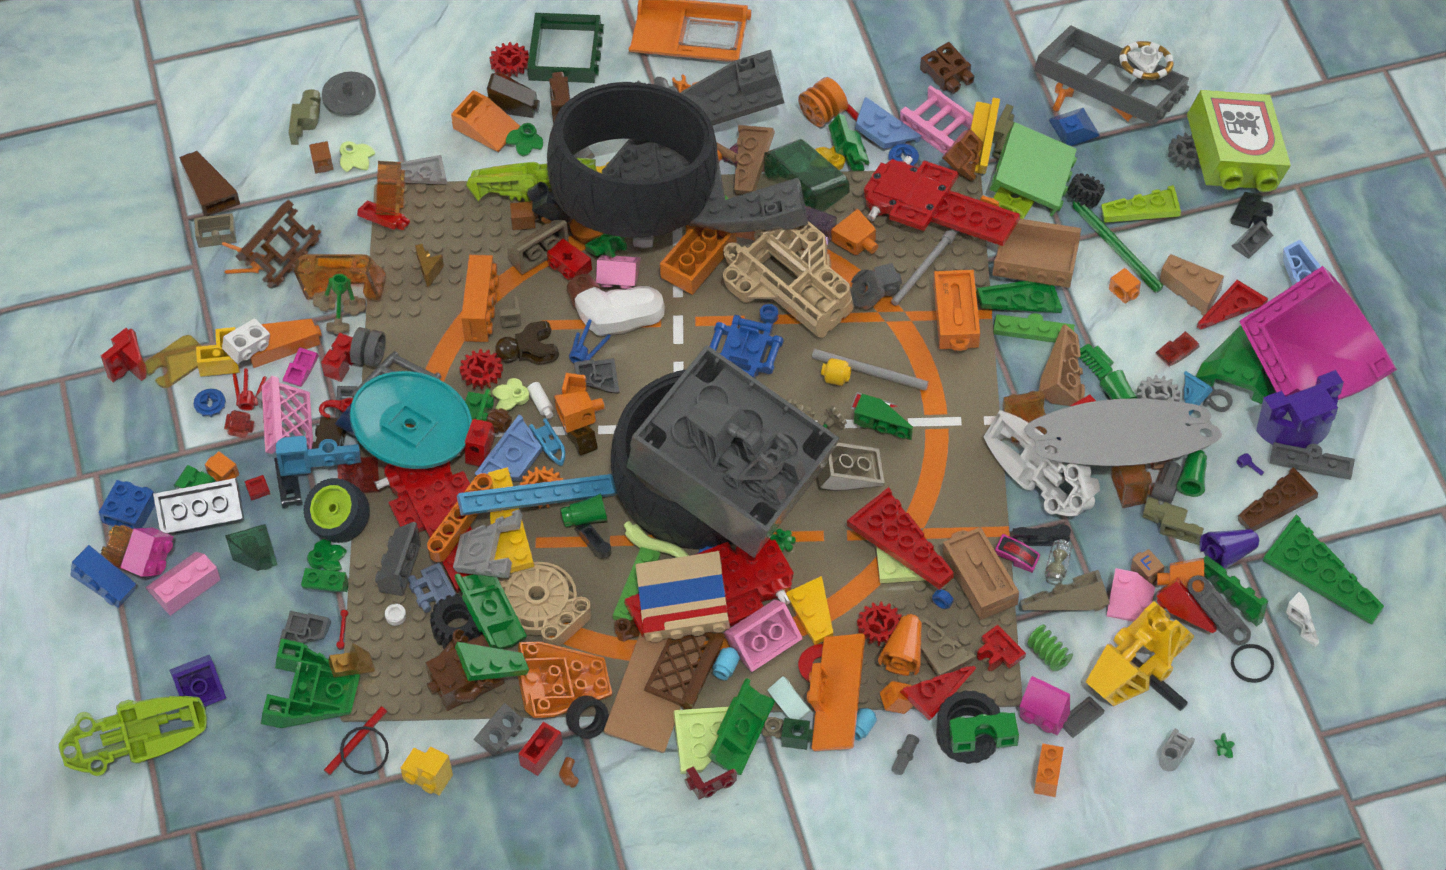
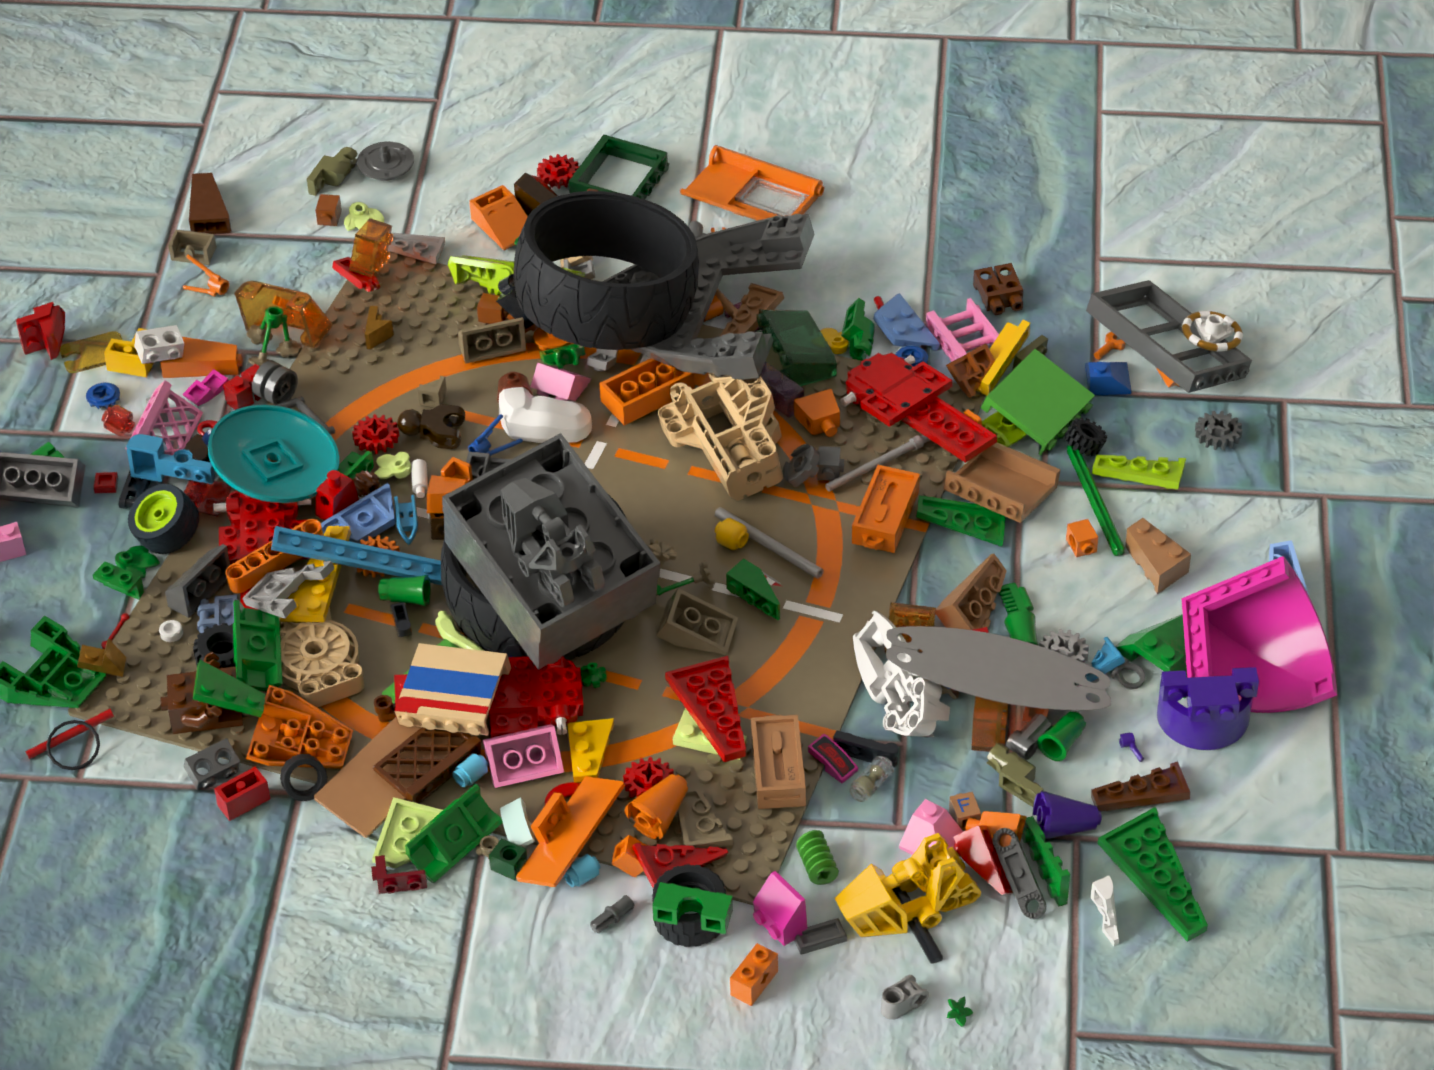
camera: 20 degrees right, 10 degrees down
(221, 467) = (80, 450): orange brick -> none
(246, 400) = (138, 400): red plant -> none
(252, 548) = (67, 530): clear green slope -> none
(268, 233) = (234, 258): reddish brown fence -> none
(305, 627) = (81, 618): dark grey slope -> none
(428, 770) = (122, 780): yellow brick -> none
(479, 298) = (405, 368): orange piece -> none
(566, 773) = (258, 825): dark orange arm -> none
(568, 260) = (515, 357): red brick -> none
(746, 346) = (649, 486): blue brick -> none
(768, 313) = (691, 462): blue tile -> none
(823, 101) = (850, 283): orange wheel -> none
(942, 599) = (727, 776): blue tile -> none
(1000, 648) = (761, 840): red plate -> none
(1028, 328) = (961, 552): bright green hinge -> none
(1084, 593) = (881, 817): dark tan wedge -> none
(1178, 349) = (1105, 616): clear red slope -> none
(1233, 302) = (1182, 586): red wing -> none
(1238, 140) = (1272, 429): lime brick -> none
(1251, 209) = (1260, 503): black plate -> none
(1252, 239) = (1247, 533): dark grey slope -> none
(1256, 647) = (1034, 922): black piece -> none
(1312, 460) = (1202, 761): dark grey hinge -> none

